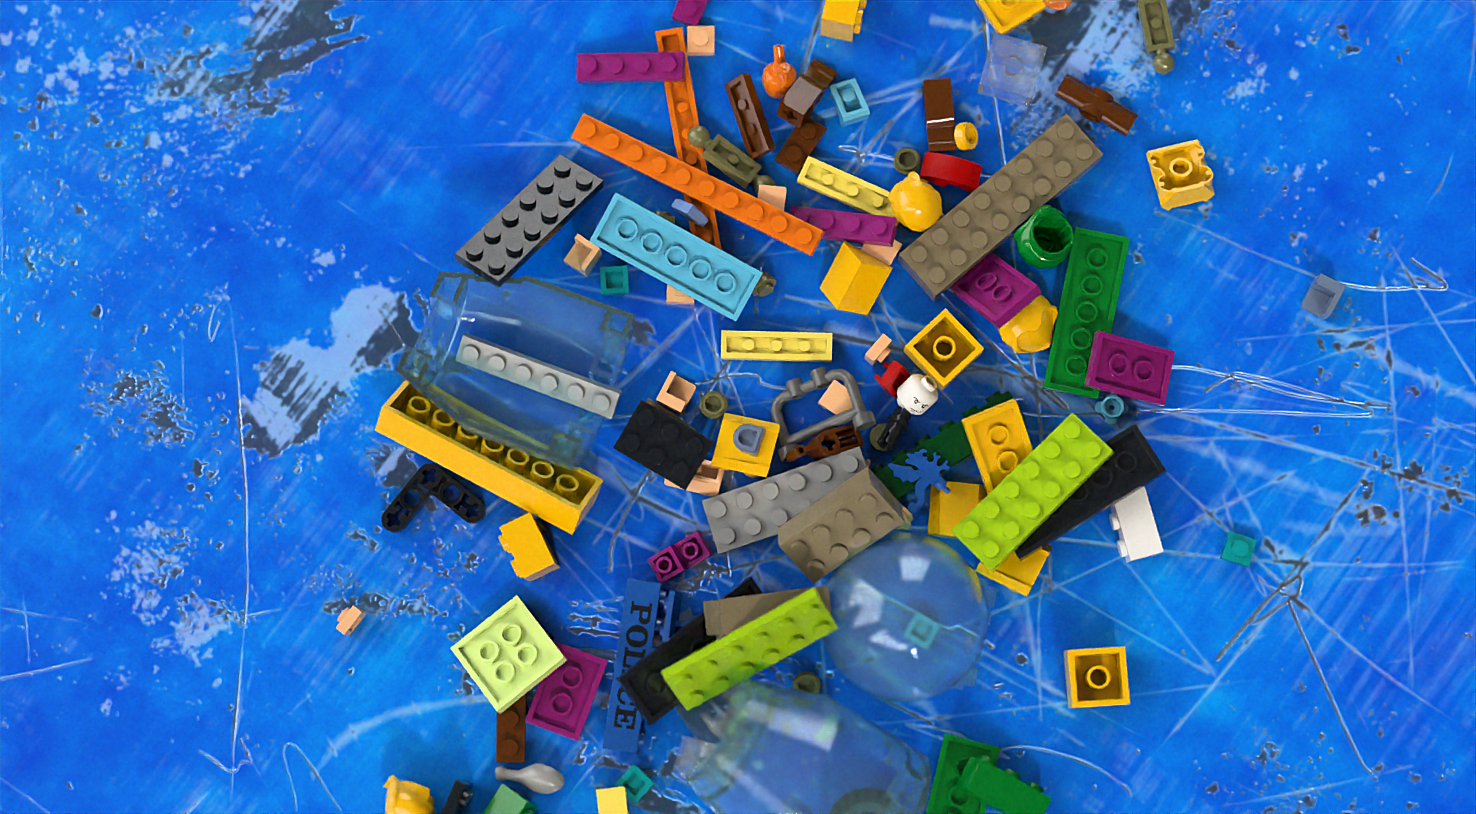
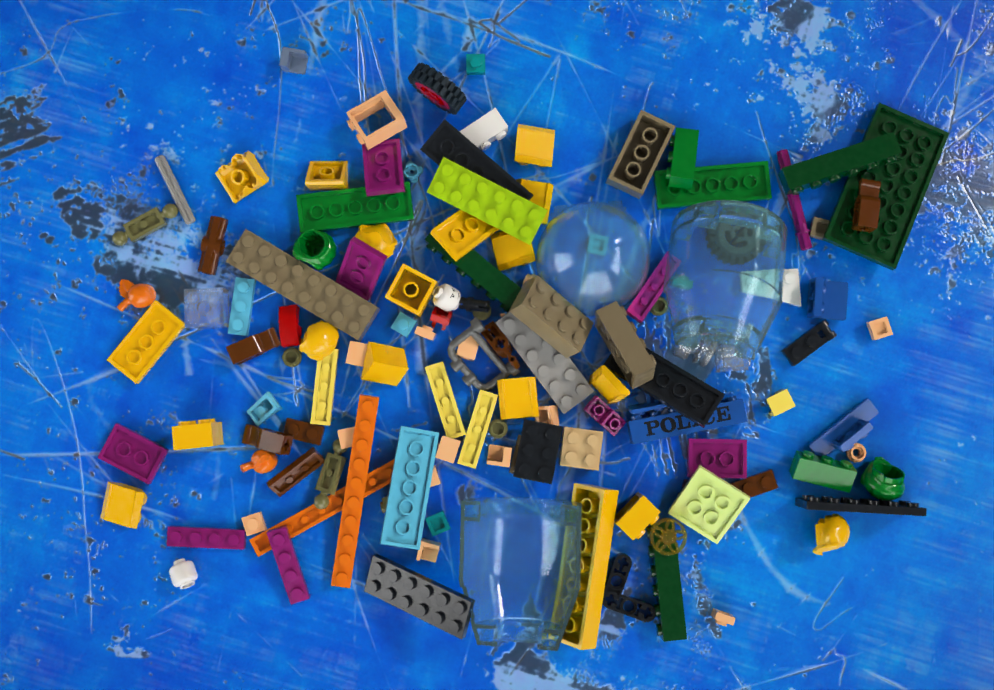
camera: 115 degrees left, 5 degrees up
(428, 562) = (667, 590): none -> dark green brick
(486, 580) = (668, 536): none -> clear yellow wheel
(536, 777) = (779, 458): light grey piece -> none
(538, 375) = (521, 552): light grey plate -> none
(635, 783) = (759, 393): teal plate -> none
(647, 506) = (580, 448): none -> tan brick
(690, 212) = (375, 488): medium blue tile -> none
(708, 327) = (448, 449): none -> light nougat panel
(720, 574) = (608, 385): none -> yellow slope
(722, 376) = (477, 429): none -> light yellow plate
(749, 438) = (514, 397): sand blue tile -> none
(750, 649) = (656, 346): lime plate -> none
(764, 285) = (407, 422): olive plate -> none
(830, 678) = (649, 292): none -> dark pink plate
(850, 226) = (349, 380): magenta plate -> none
(900, 325) = (403, 324): none -> medium azure plate
(927, 472) = (498, 273): blue piece -> none
(966, 136) = (262, 323): yellow tile -> none
(999, 117) = (242, 306): none -> medium azure plate
(1030, 734) = (640, 154): none -> dark tan brick
(1092, 590) = (534, 146): none -> yellow slope
(1096, 677) = (590, 124): yellow brick -> none
(1144, 290) = (327, 175): none -> yellow slope
(1191, 79) = (175, 189): none -> light grey axle
(1214, 477) = (437, 88): none -> black wheel
(1220, 377) = (370, 107): none -> light nougat window

